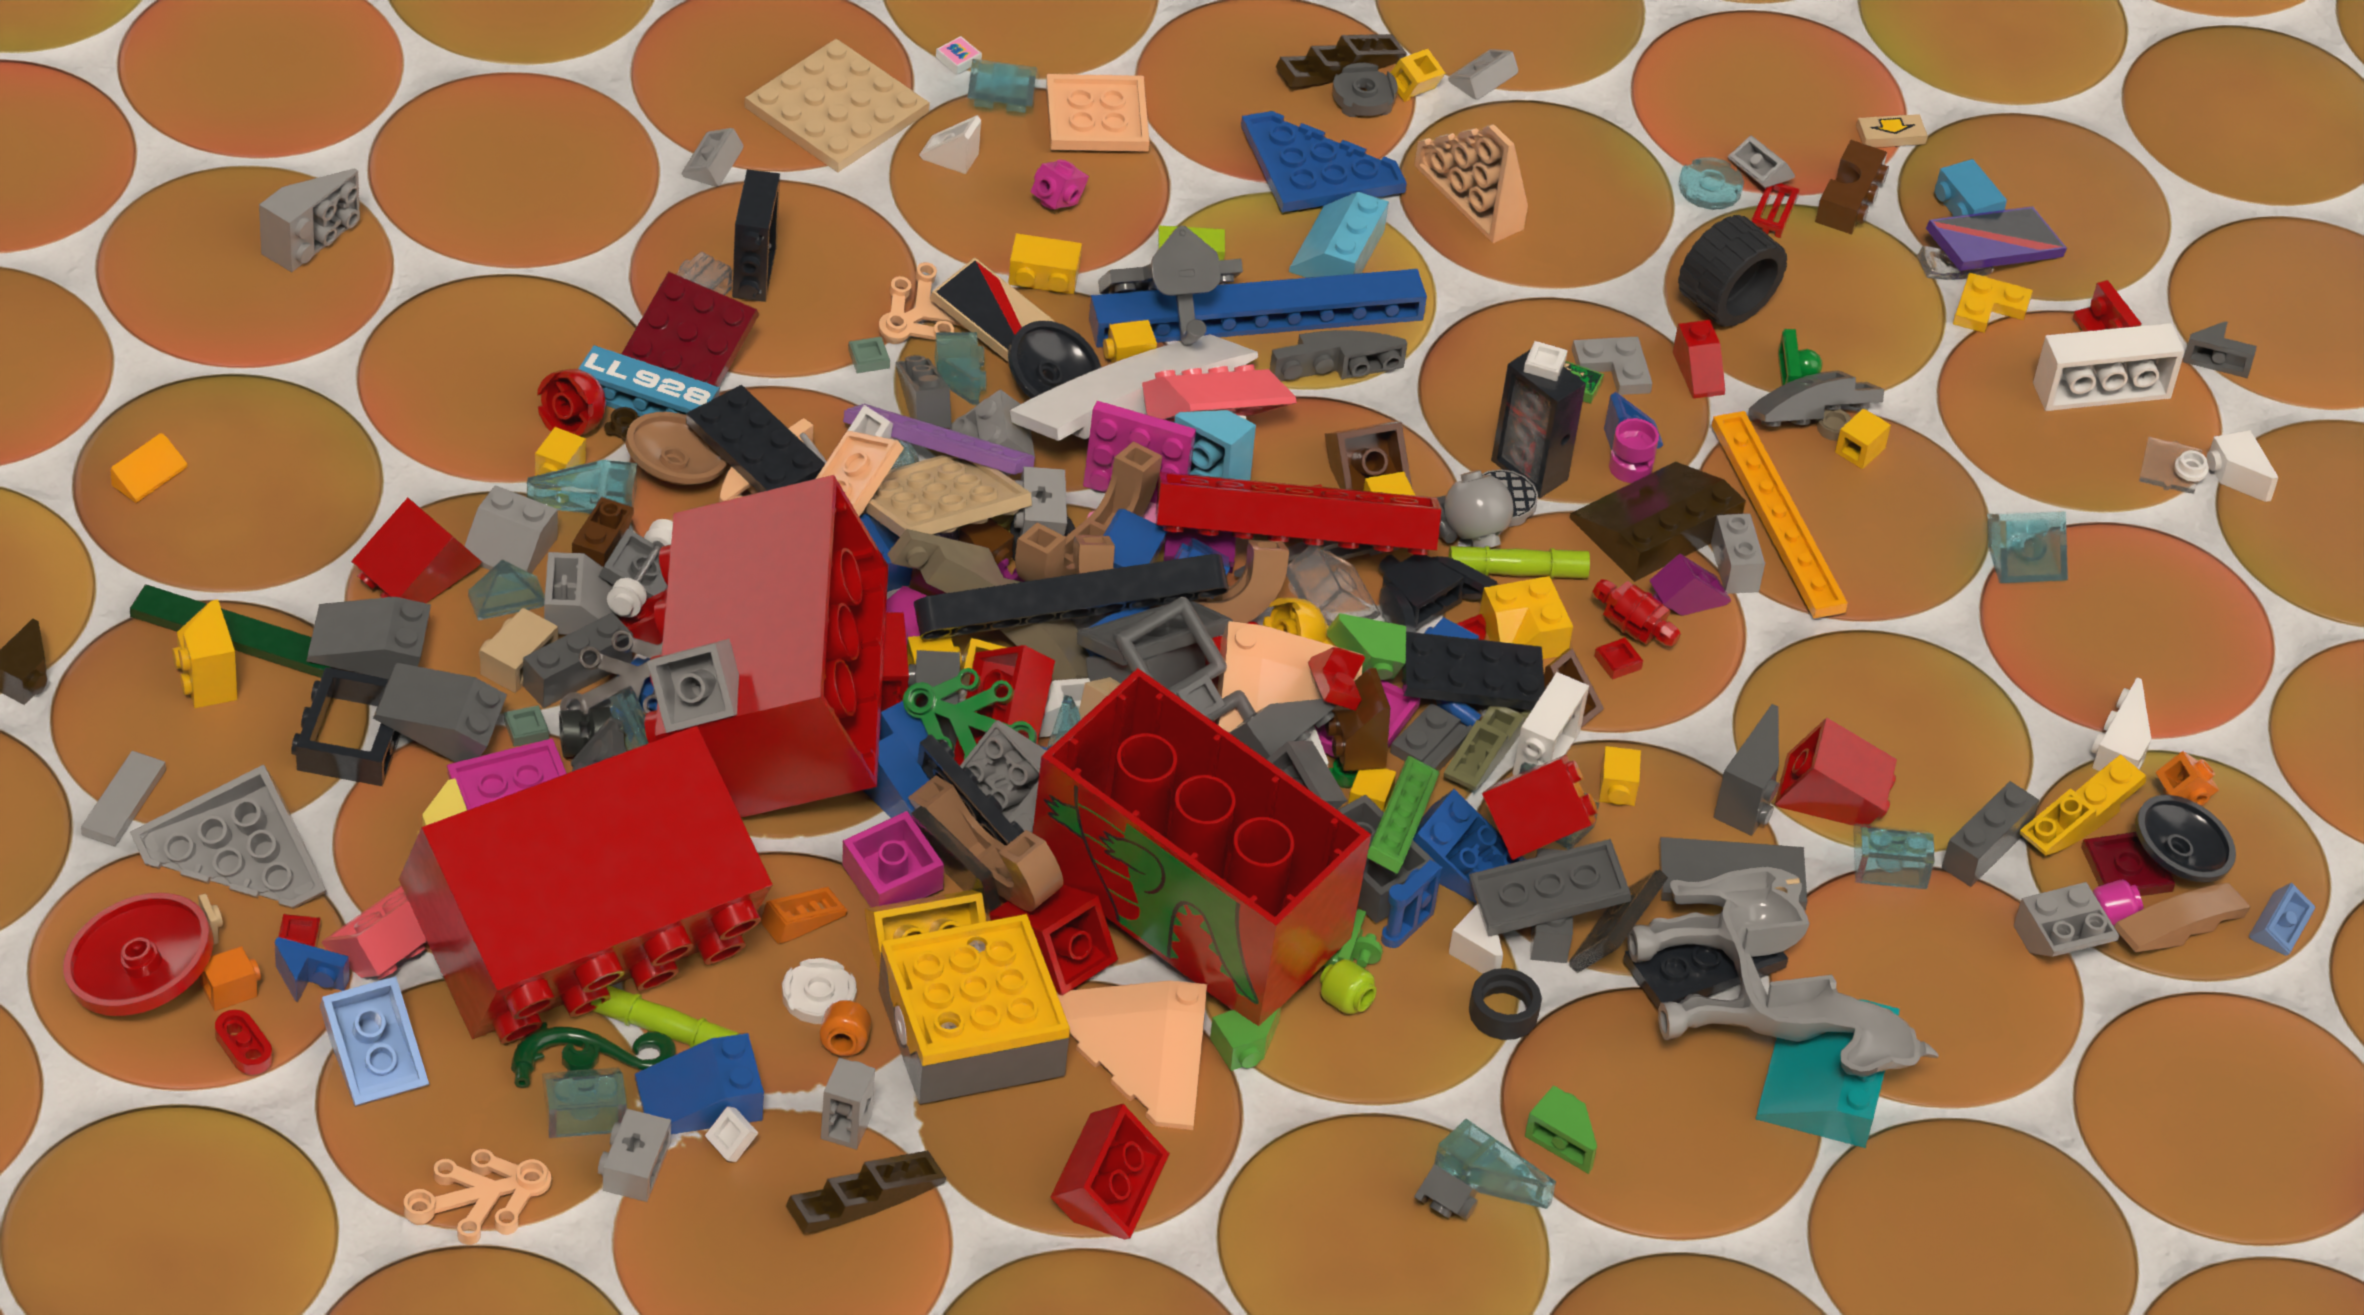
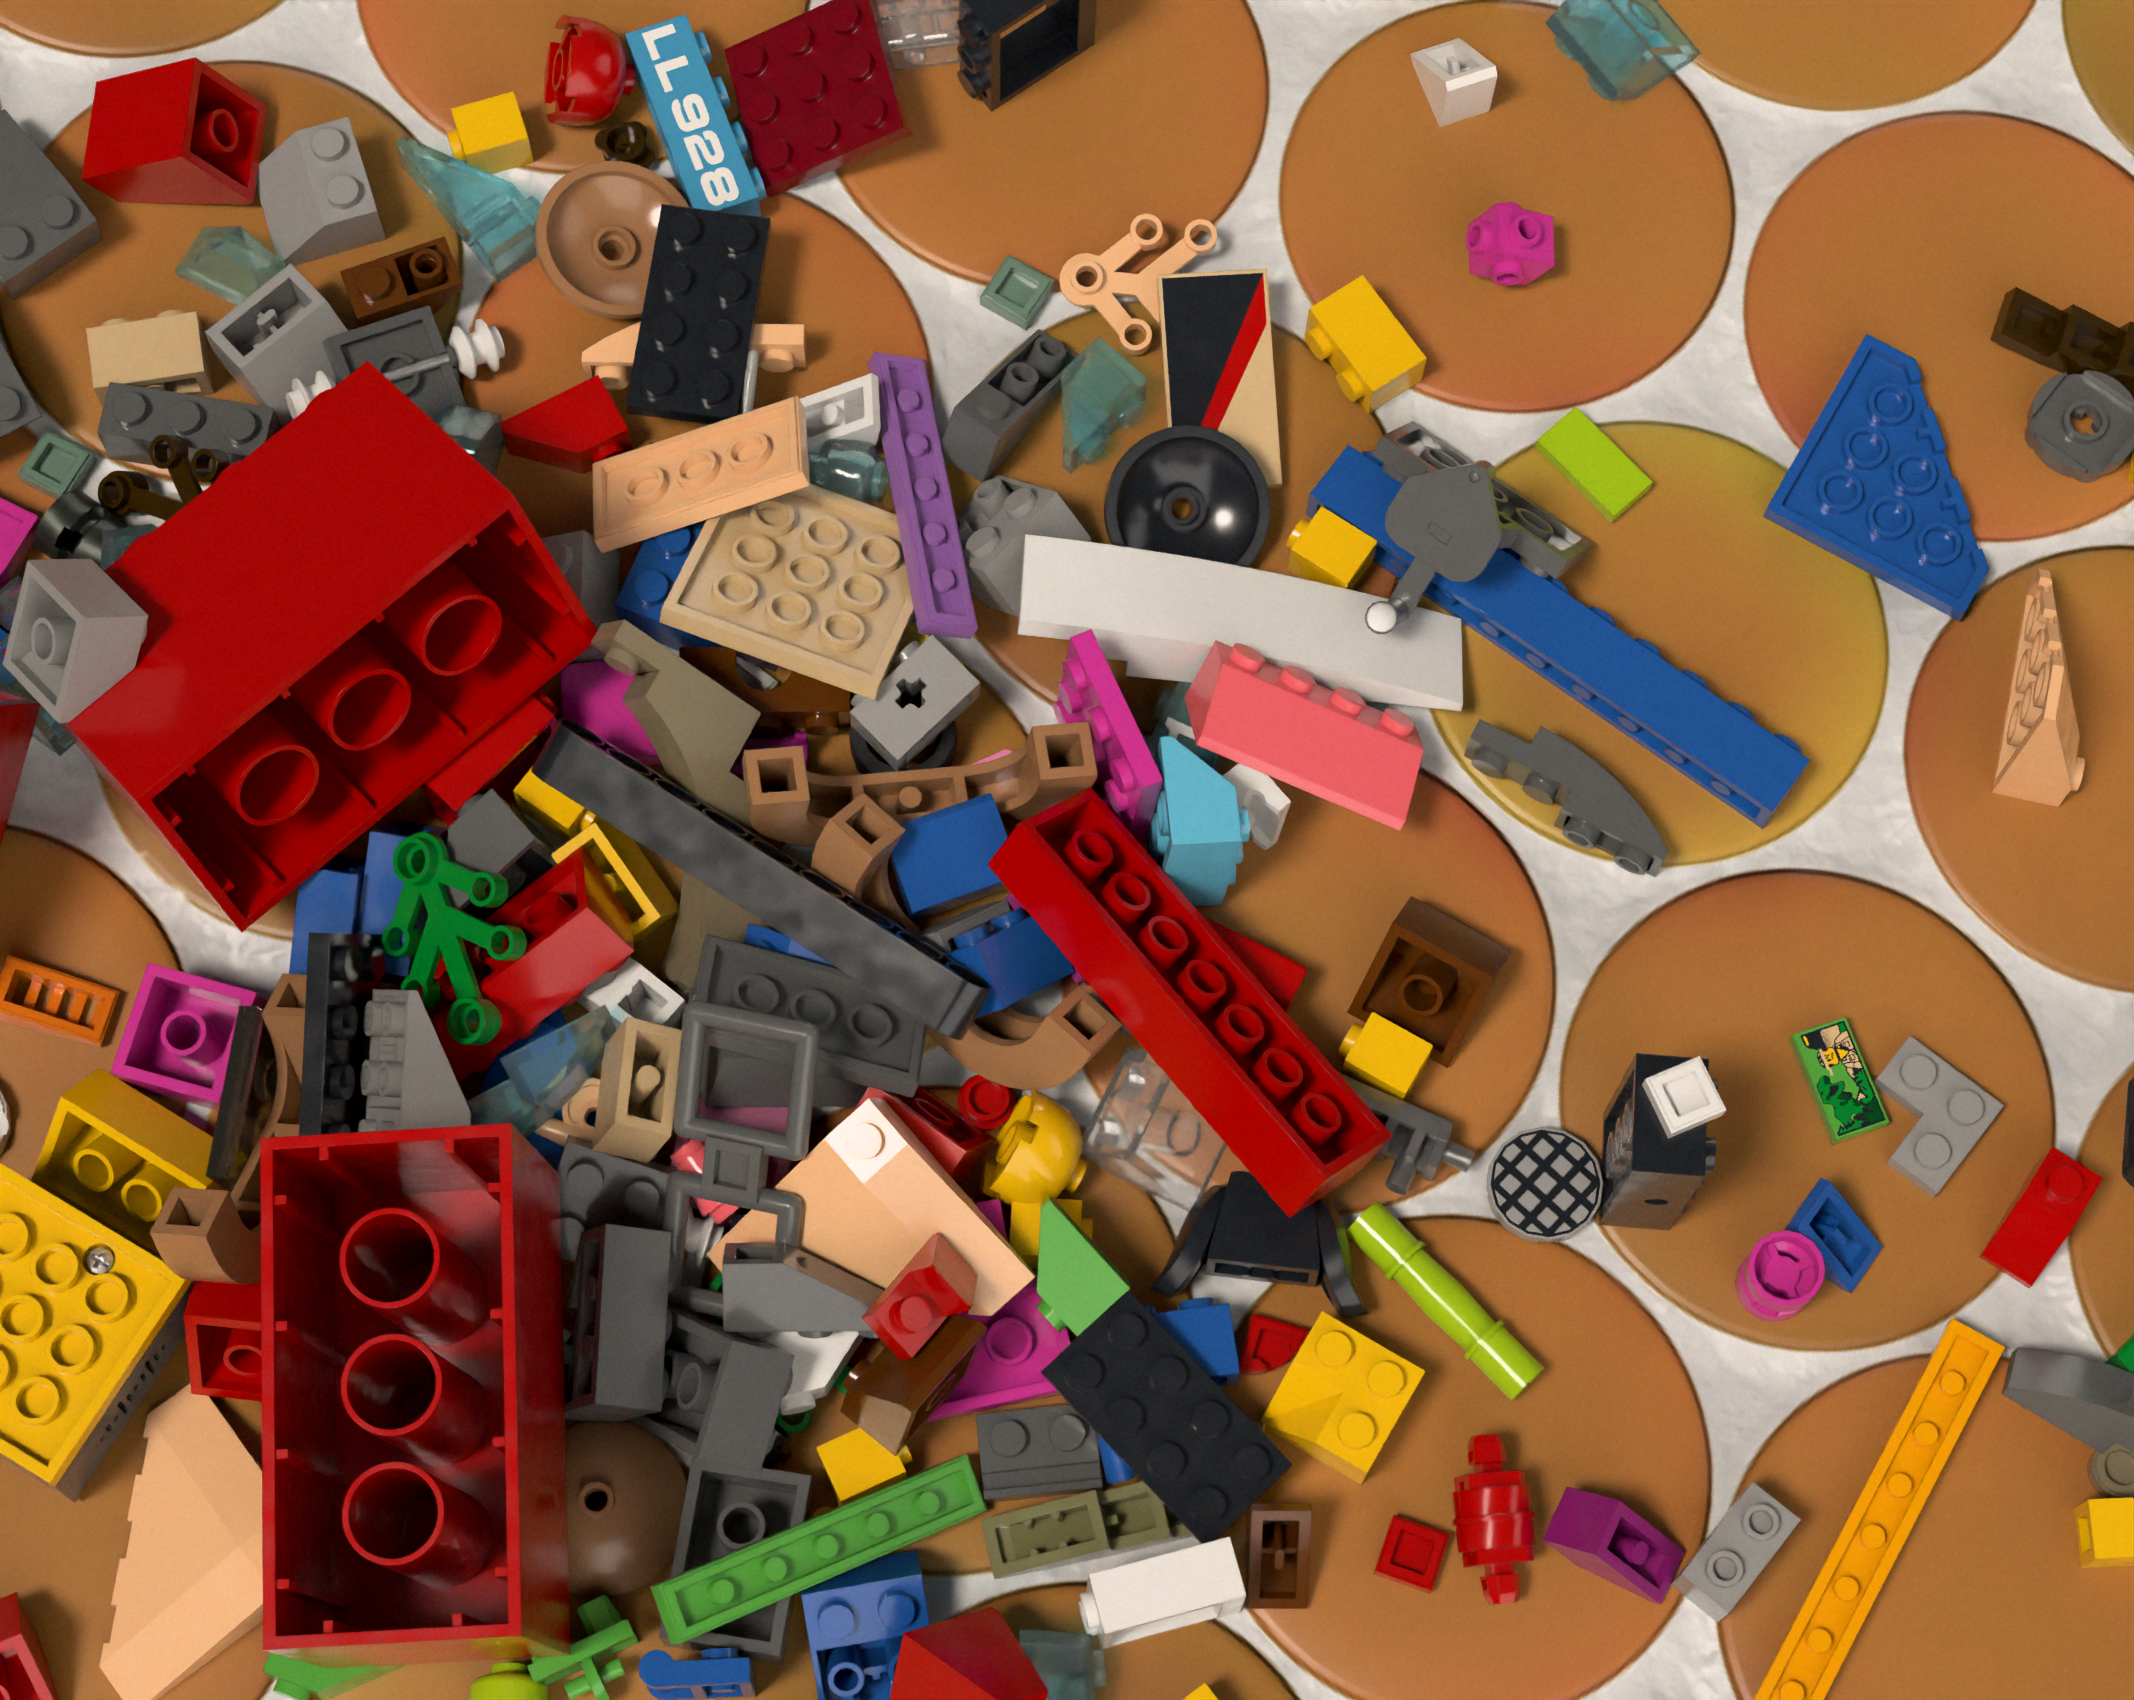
camera: 50 degrees right, 25 degrees up
(1097, 112) = (1693, 175): light nougat plate -> none
(1342, 237) = (1780, 627): medium azure slope -> none
(1479, 508) = (1459, 1188): light grey brick -> none
(1658, 517) = (1707, 1396): dark brown slope -> none

